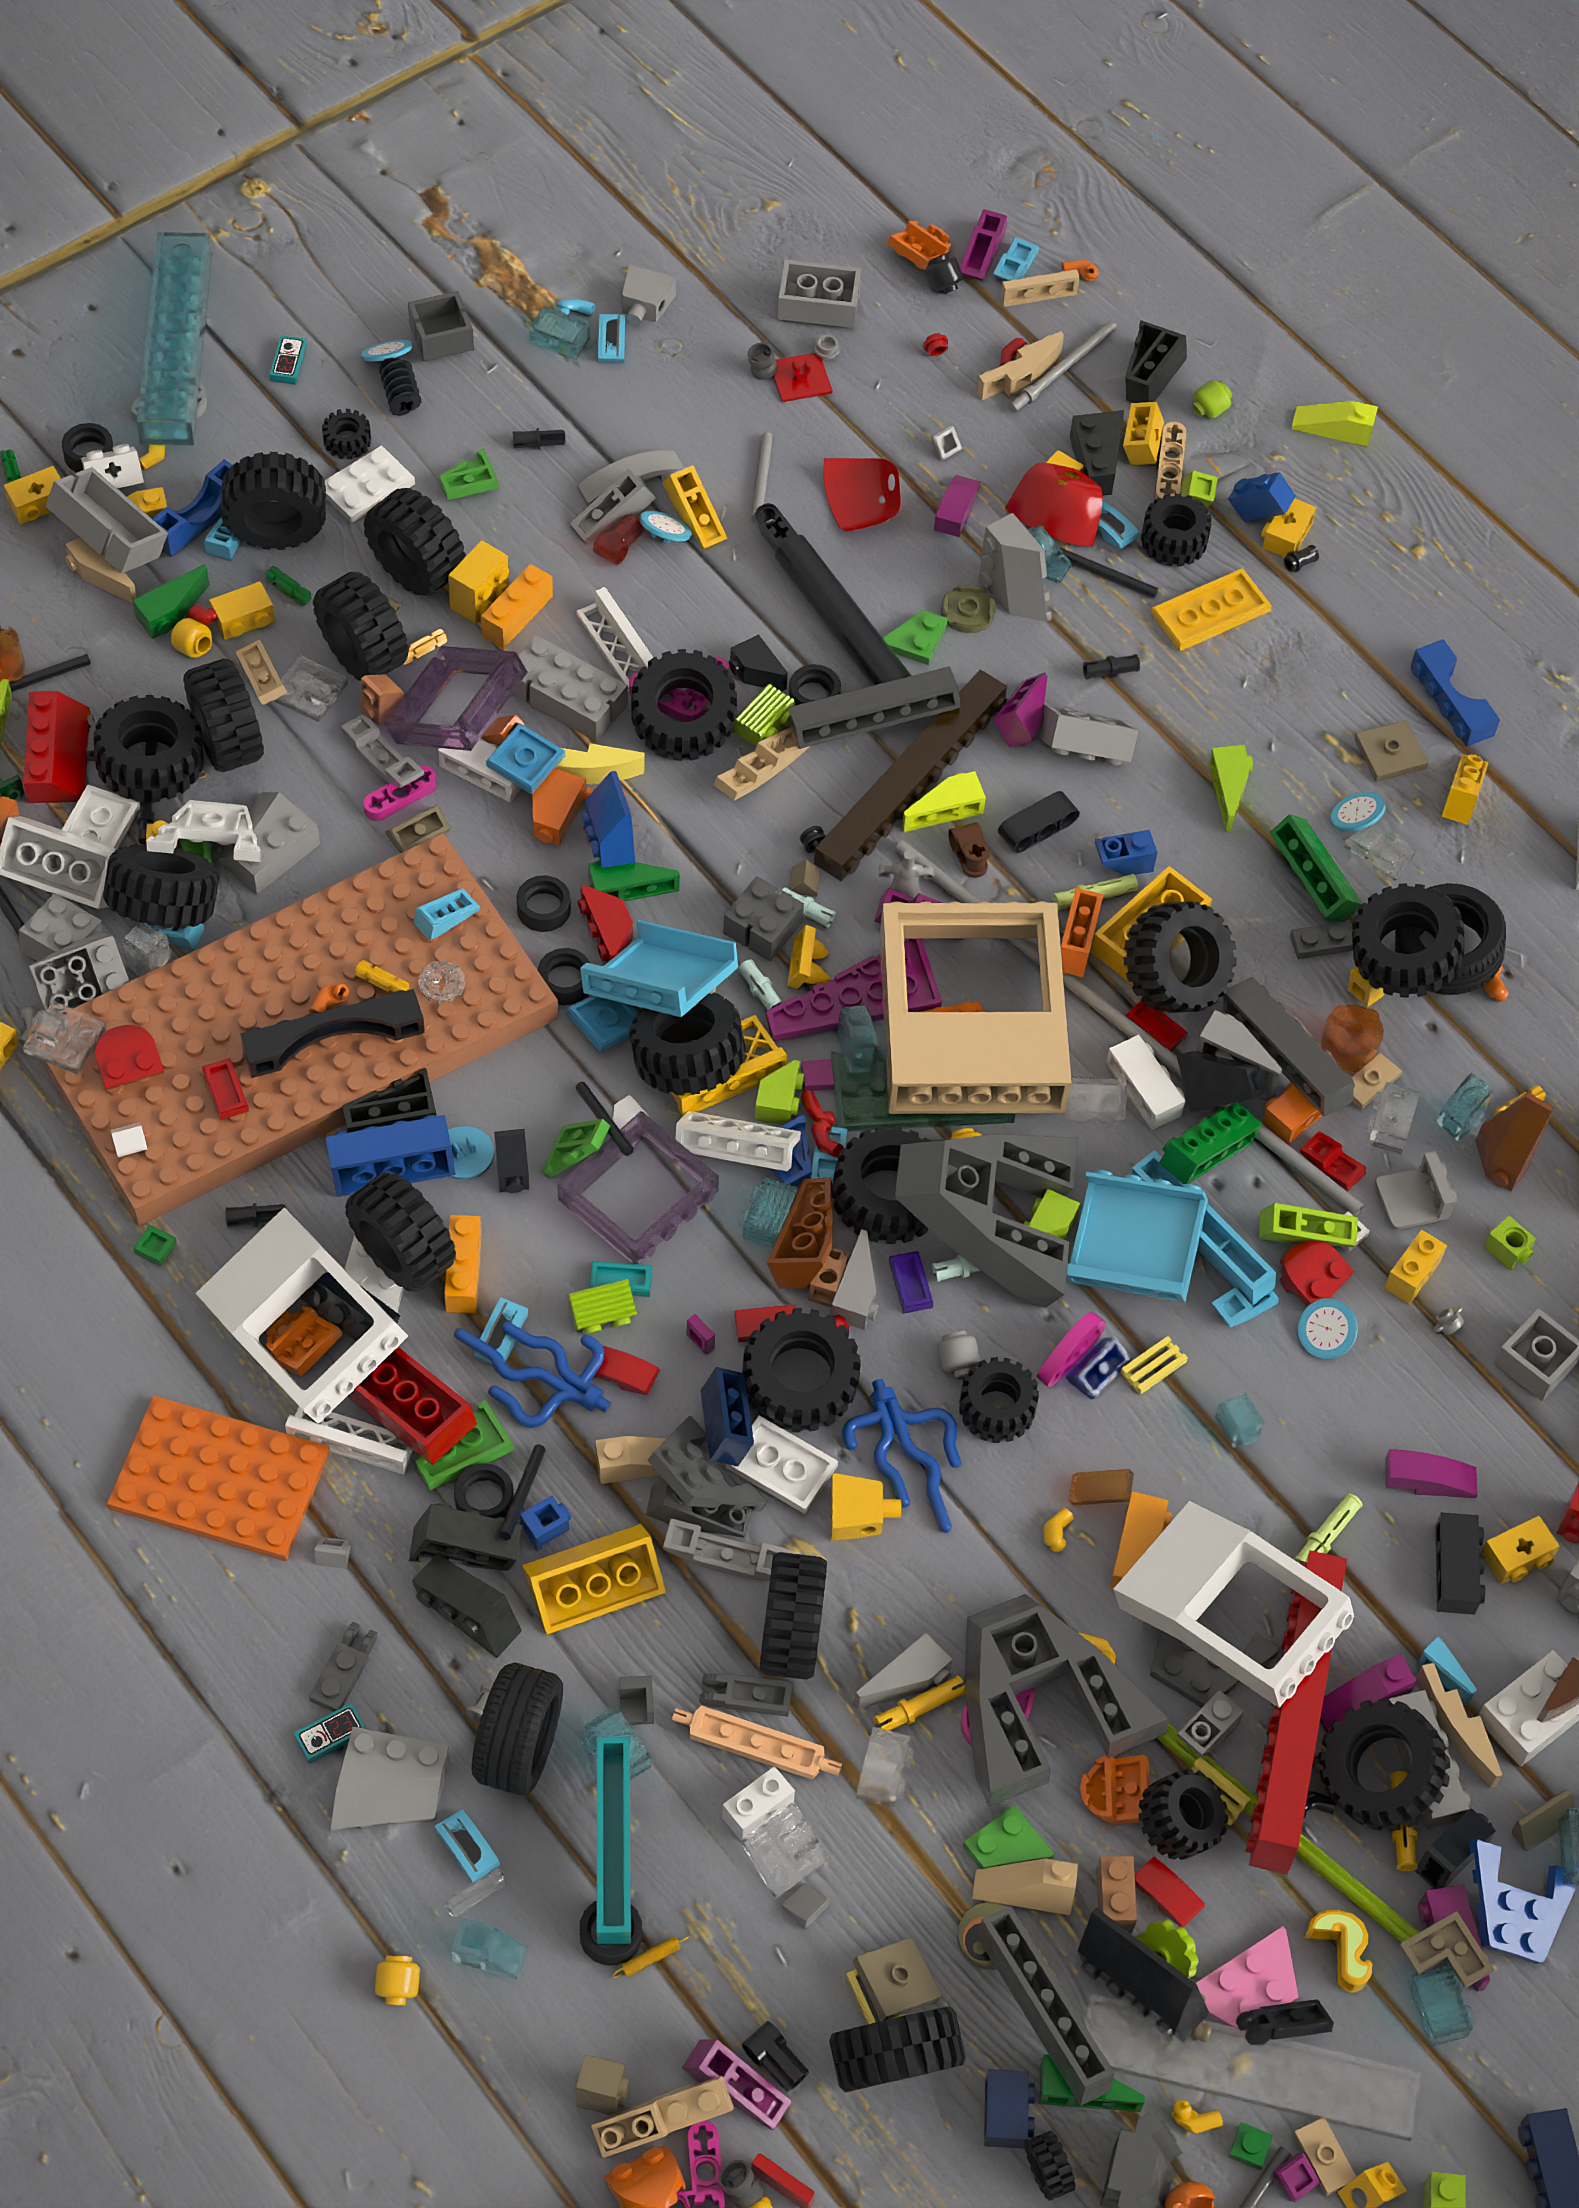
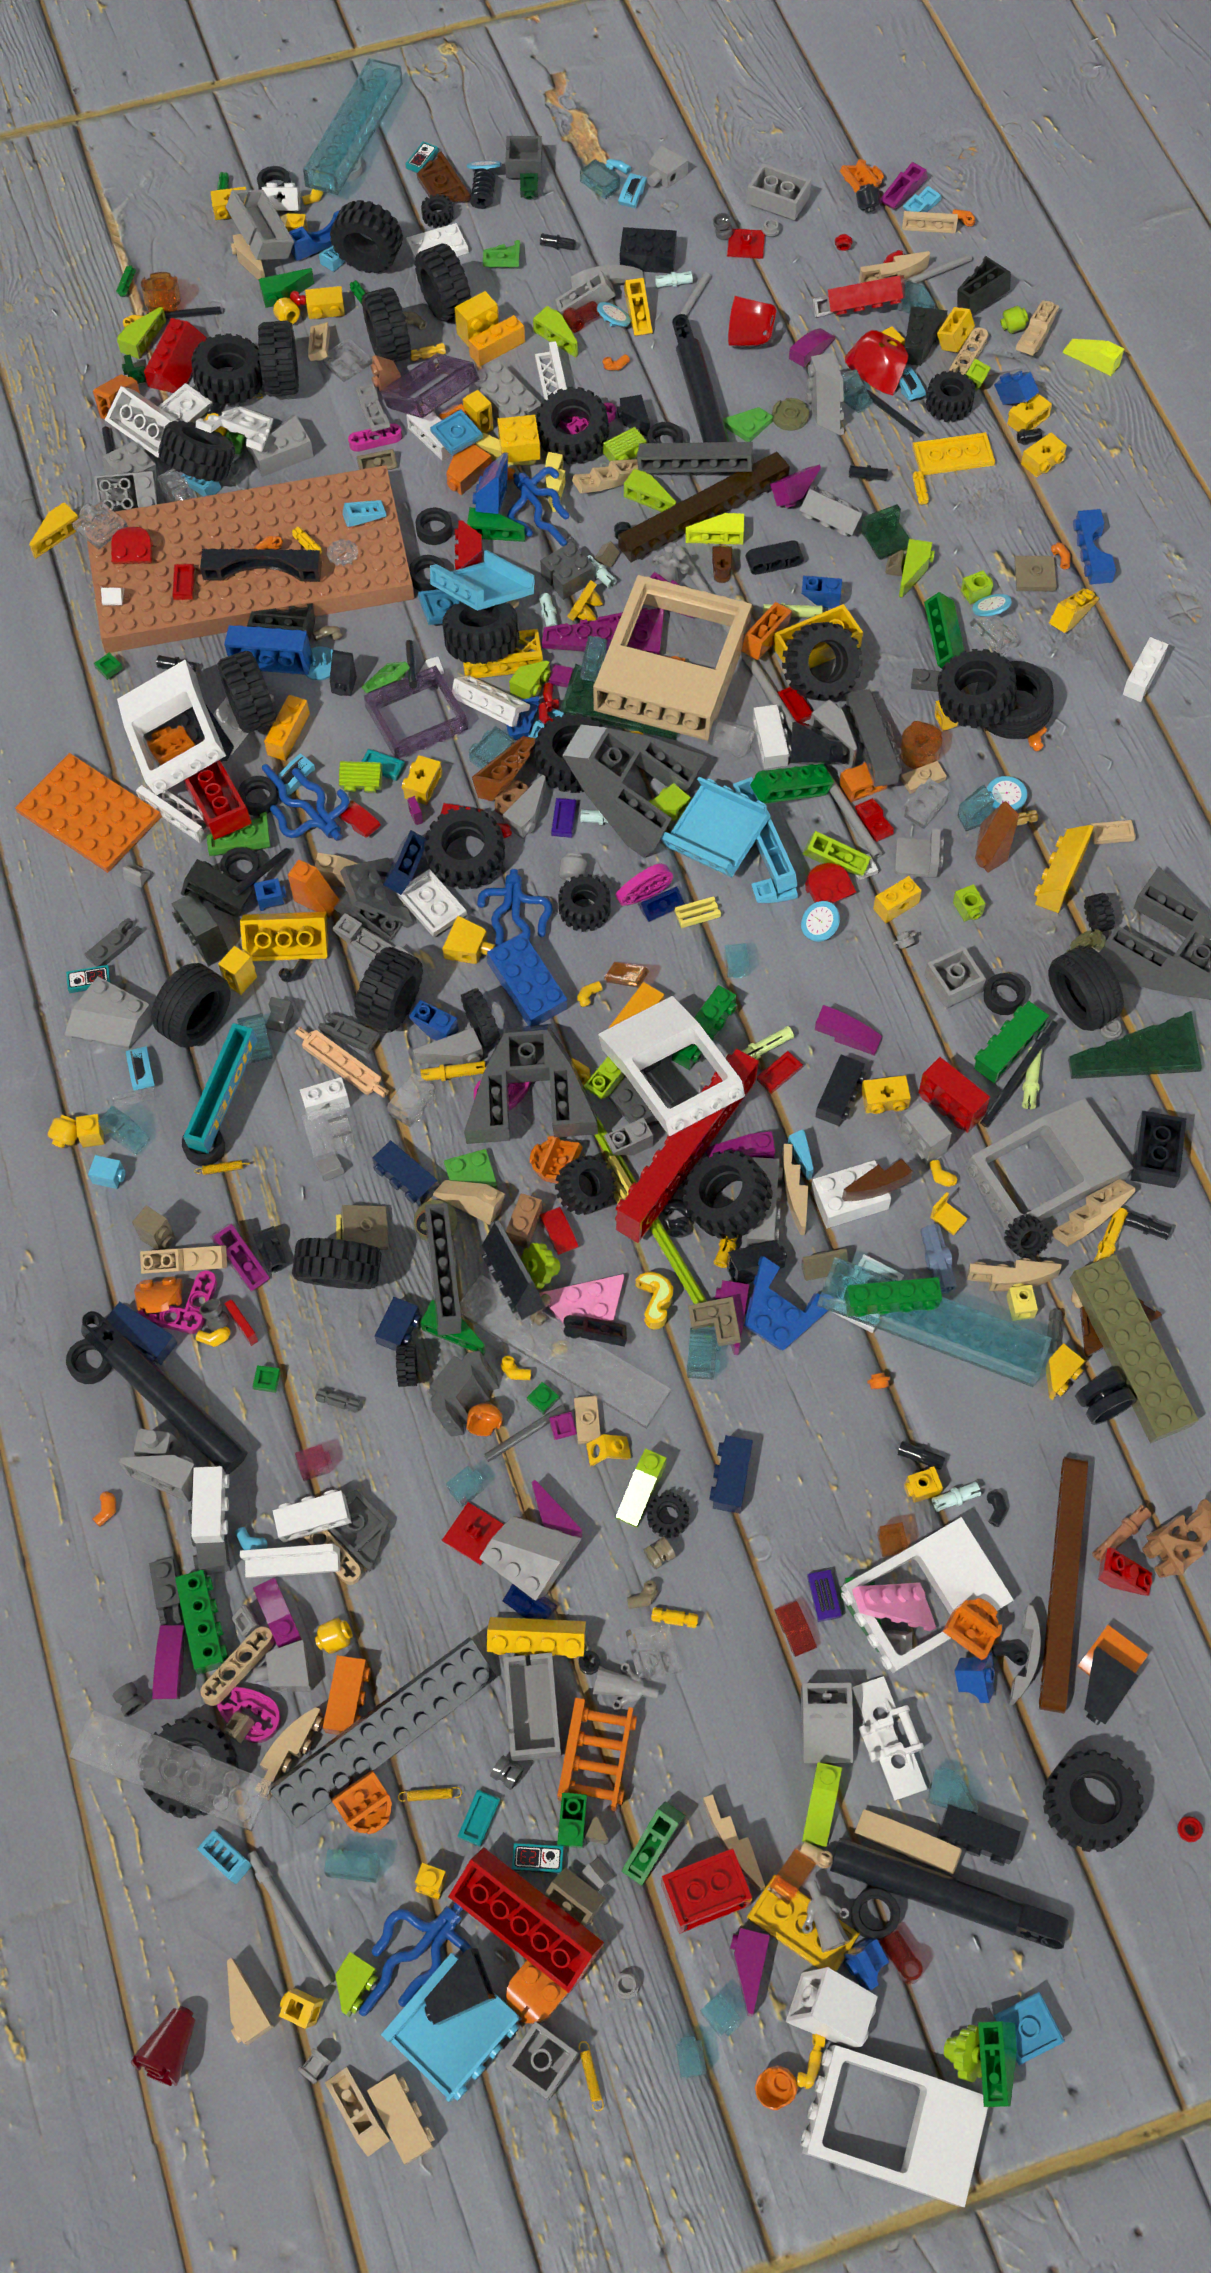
camera: 25 degrees right, 5 degrees up
(332, 387) = (440, 179): none -> reddish brown wing
(437, 1965) = (89, 1130): none -> yellow brick
(457, 1101) = (323, 632): none -> dark tan arm
(463, 366) = (529, 185): none -> dark green bracket
(470, 1357) = (258, 782): none -> black tyre
(488, 2020) = (106, 1172): none -> medium azure brick
(542, 715) = (479, 411): none -> yellow brick
(554, 1648) = (238, 969): none -> yellow brick
(592, 568) = (552, 327): none -> lime slope
(609, 1497) = (311, 888): none -> orange slope
(620, 744) = (519, 438): none -> yellow brick
(631, 1630) = (293, 974): none -> black arm
(658, 812) = (528, 487): none -> blue plant
(674, 420) = (648, 249): none -> black brick
(685, 790) = (556, 461): none -> light yellow slope
(691, 600) = (615, 365): none -> orange arm
(694, 1270) = (422, 779): none -> yellow brick
(724, 454) = (673, 279): none -> light aqua pin
(823, 772) = (647, 491): none -> lime slope
(865, 1640) = (434, 1021): none -> blue slope
(920, 1879) = (404, 1173): none -> dark blue brick
(933, 1613) = (480, 1017): none -> black tyre
(969, 1539) = (526, 980): none -> blue brick
(1005, 412) = (867, 293): none -> red slope
(1068, 400) = (916, 296): none -> clear light blue slope
(1140, 1649) = (604, 1079): none -> lime slope
(1173, 748) = (885, 532): none -> clear green bracket
(1189, 669) = (920, 487): none -> yellow axle
(1203, 787) = (895, 564): none -> dark tan slope
(1243, 1508) = (712, 1019): none -> green brick
(1248, 404) = (1038, 328): none -> tan slope
(1326, 791) = (976, 586): none -> lime brick
(1328, 1834) = (677, 1228): none -> black bush
(1333, 580) = (1044, 455): none -> yellow brick
(1364, 1561) = (779, 1072): none -> red tile
(1417, 712) = (1060, 549): none -> orange arm
(1496, 1069) = (1008, 789): none -> piece

